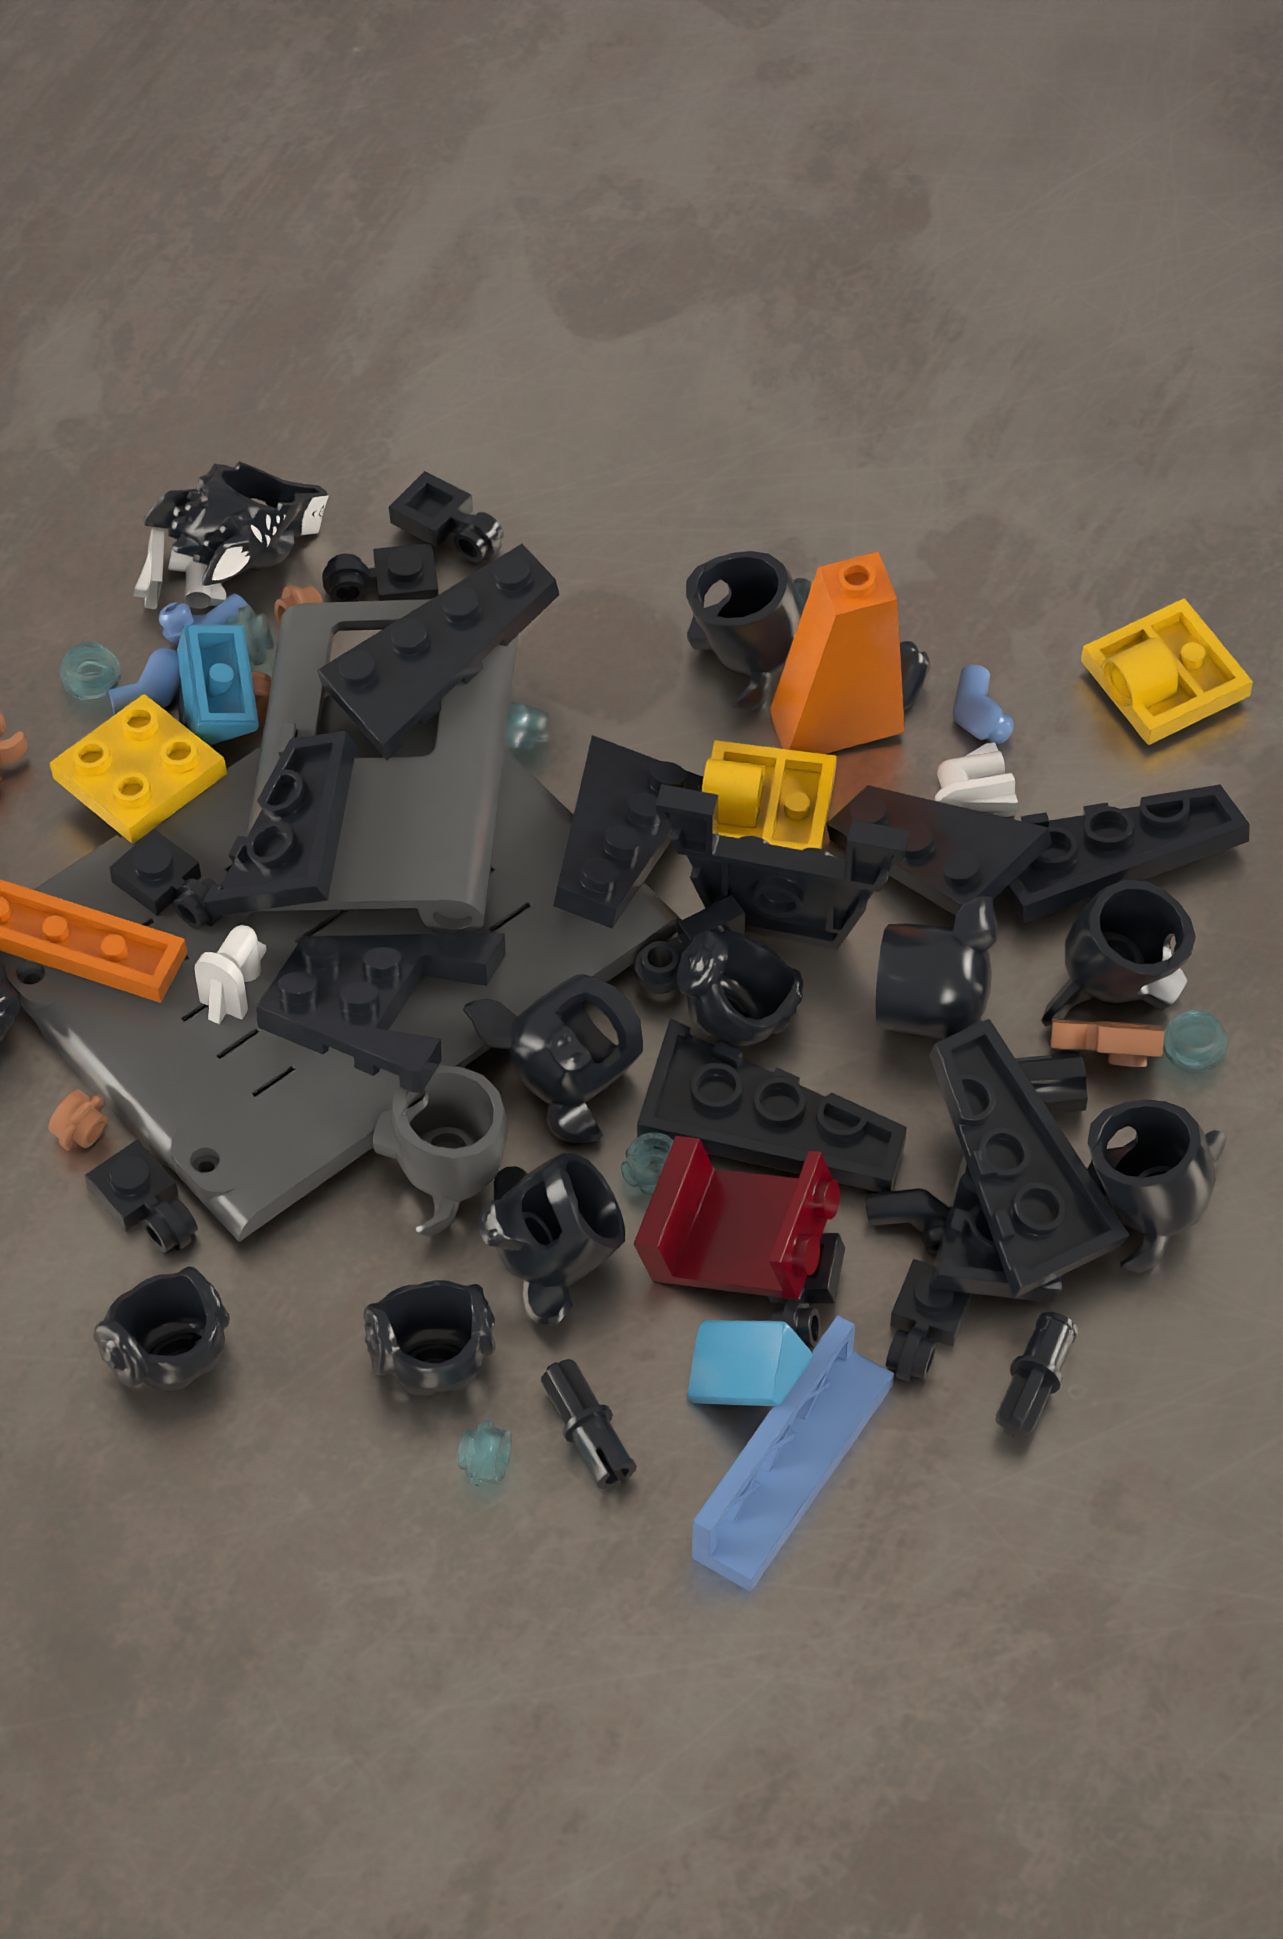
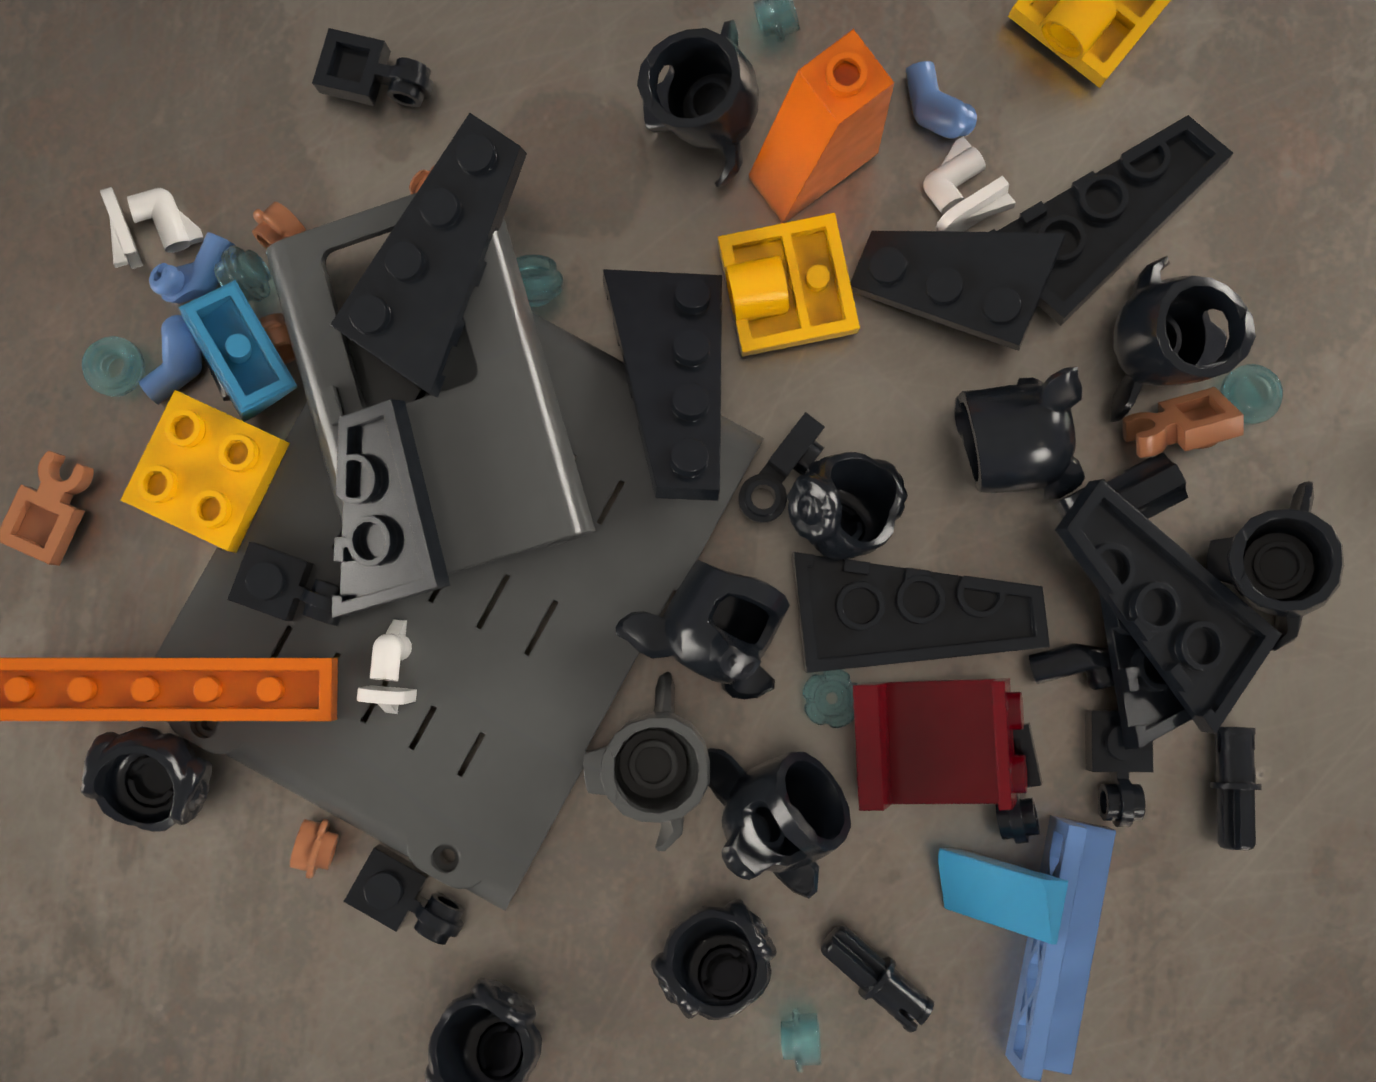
camera: 20 degrees left, 30 degrees up
(230, 530) = (173, 173): black piece -> none
(354, 986) = (503, 662): black wing -> none
(398, 574) = (354, 149): black plate -> none
(781, 889) = (876, 385): black wing -> none

